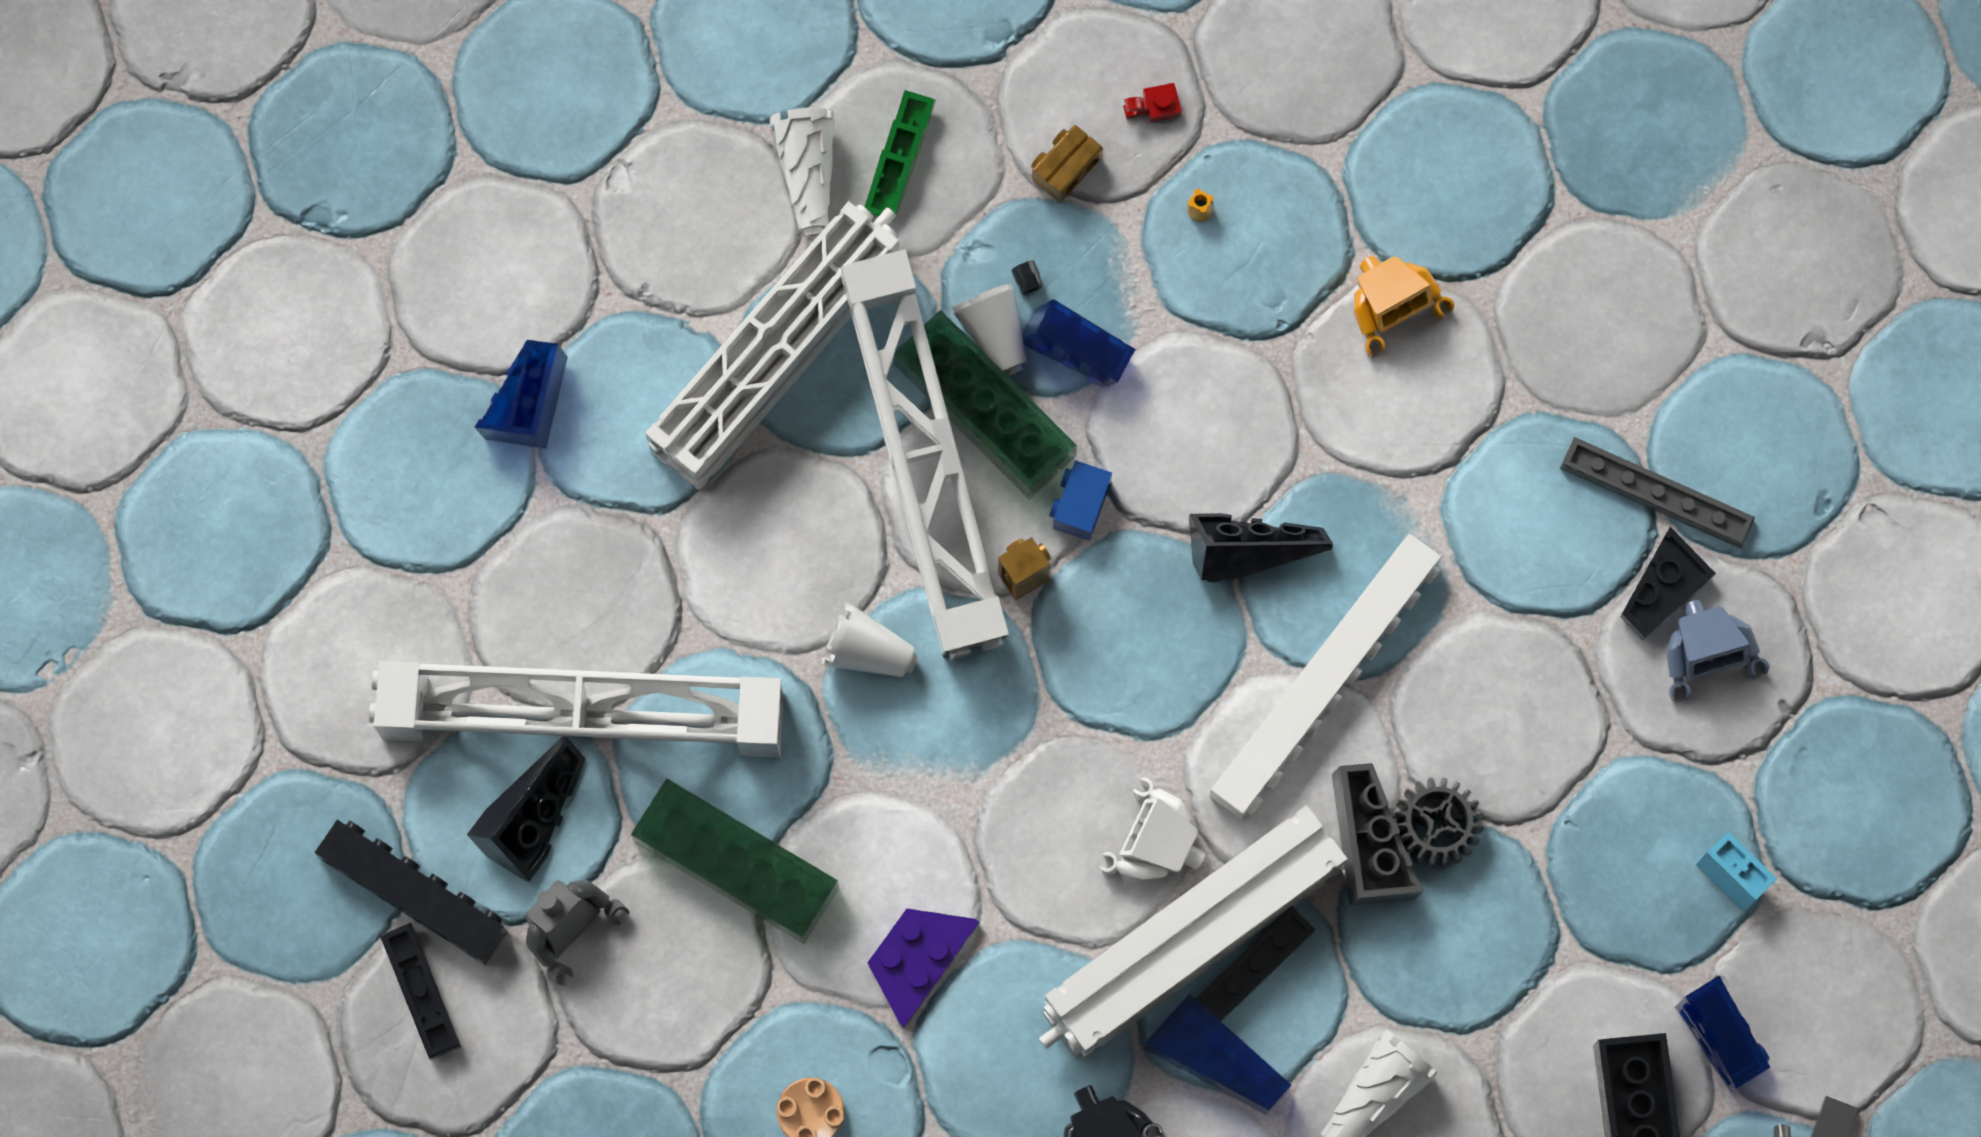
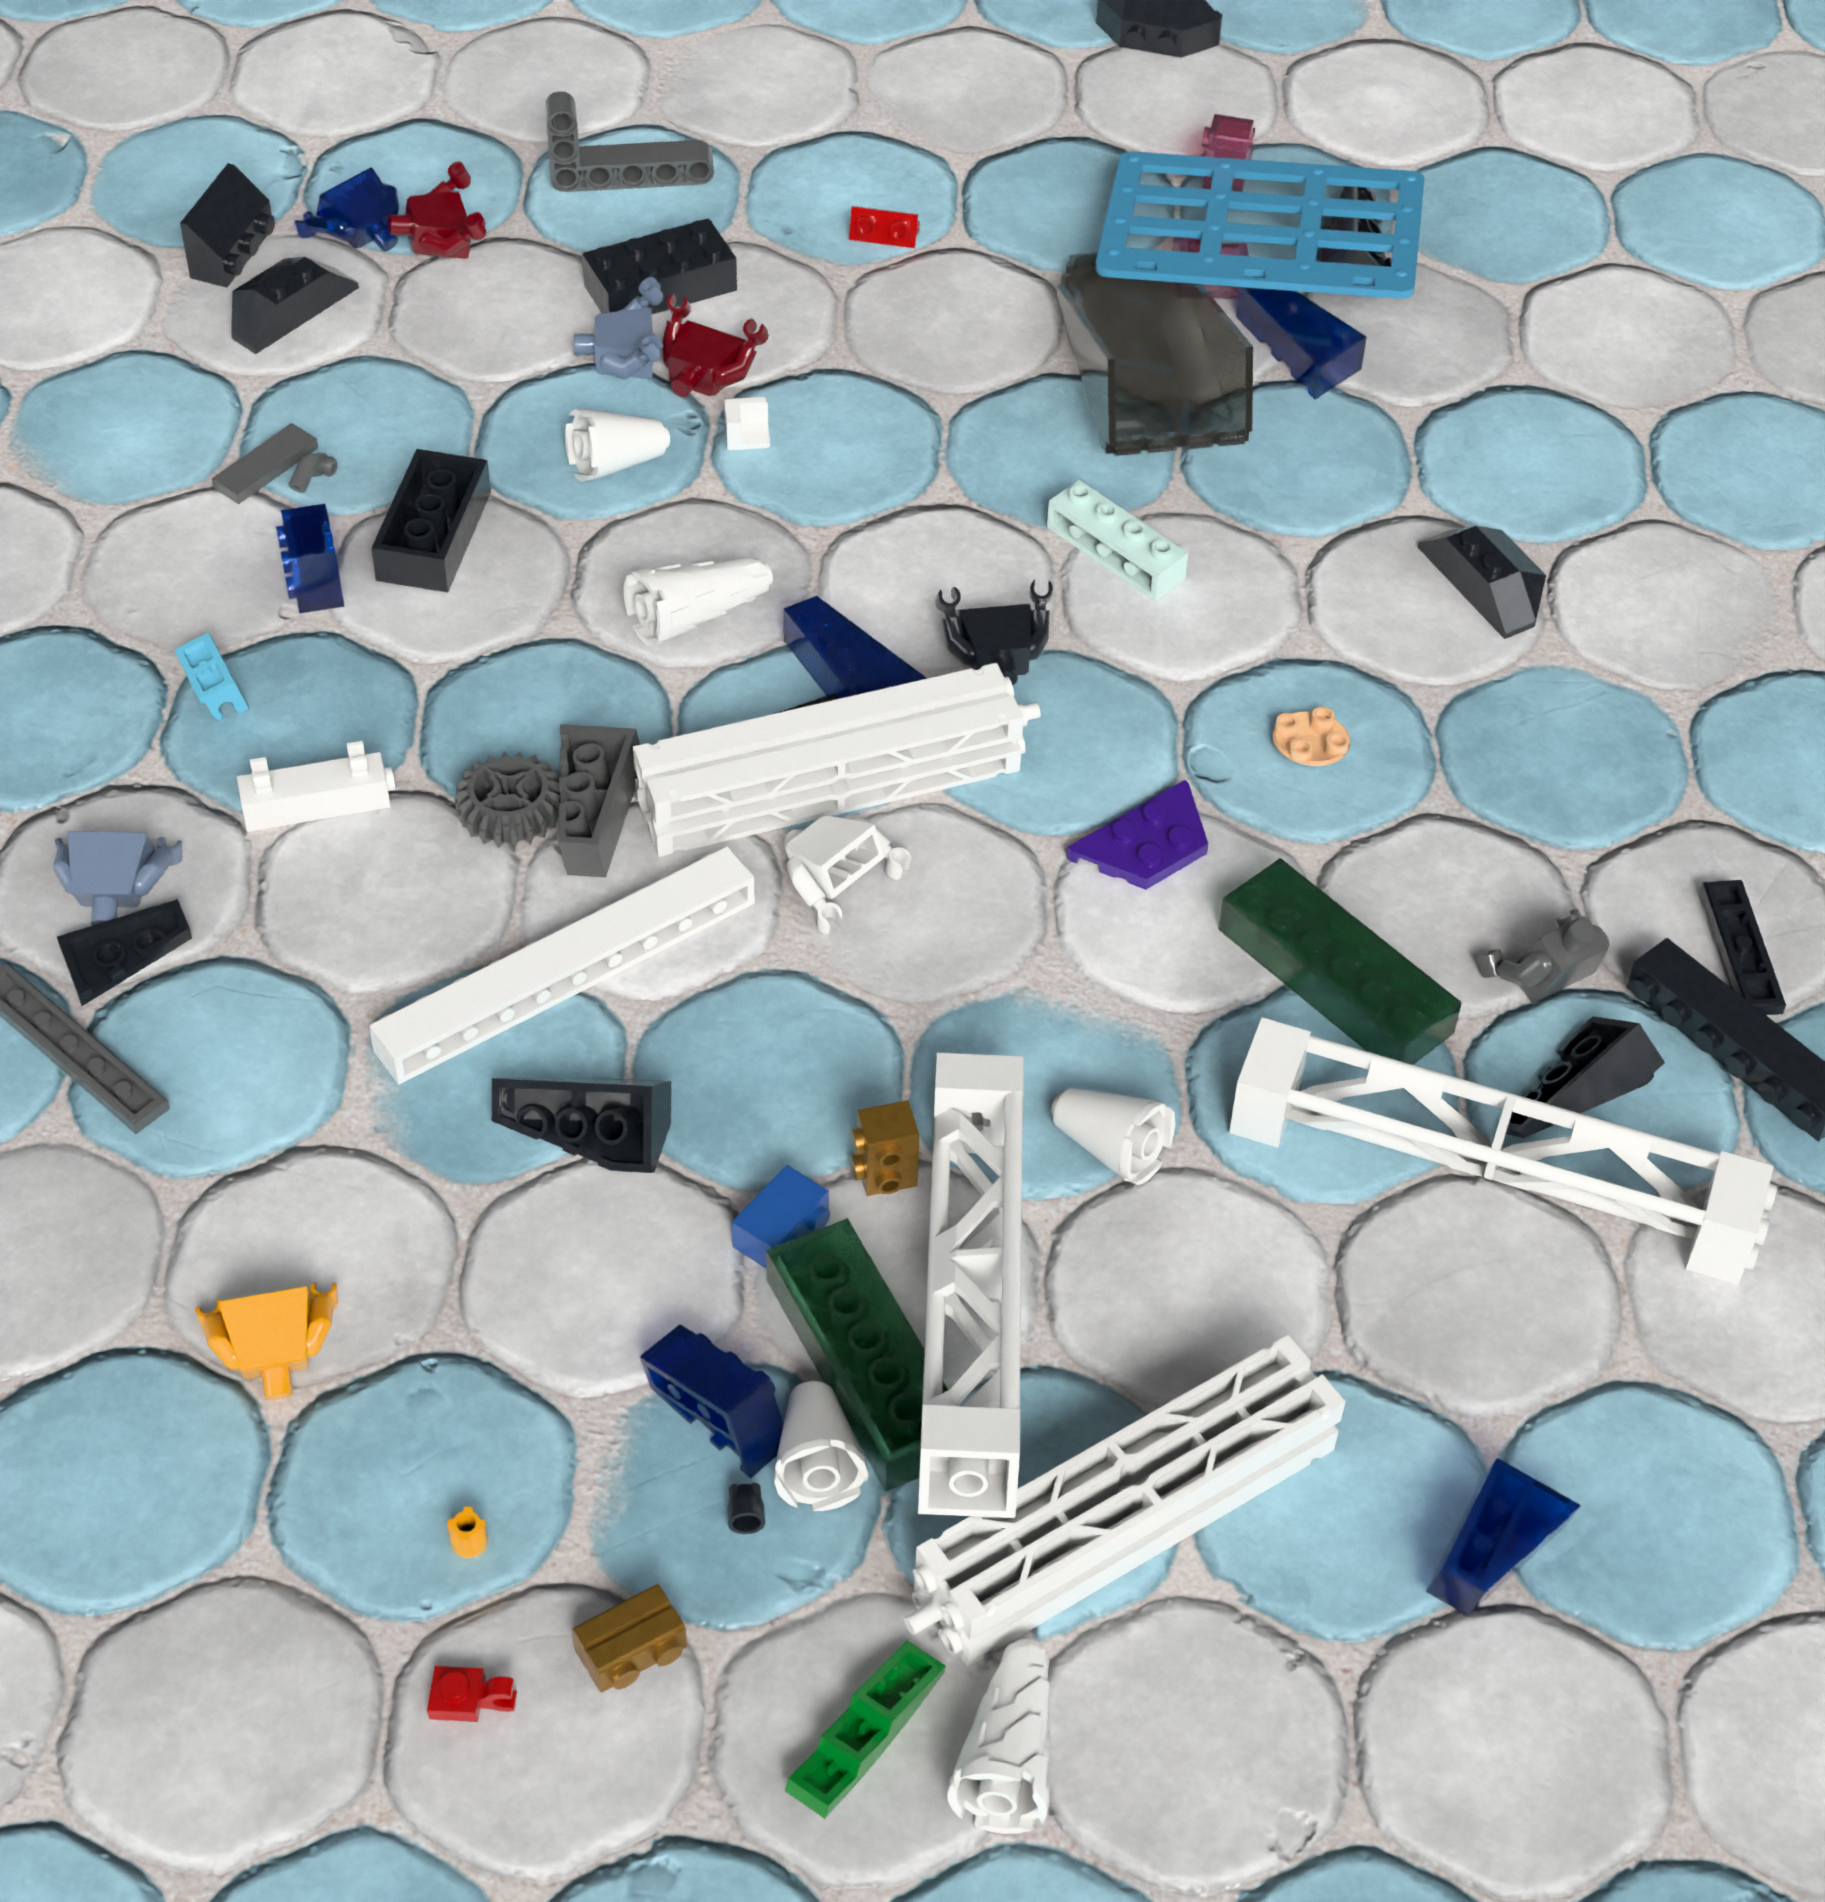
camera: 165 degrees left, 25 degrees down
(1594, 780) = (314, 789): none -> white brick

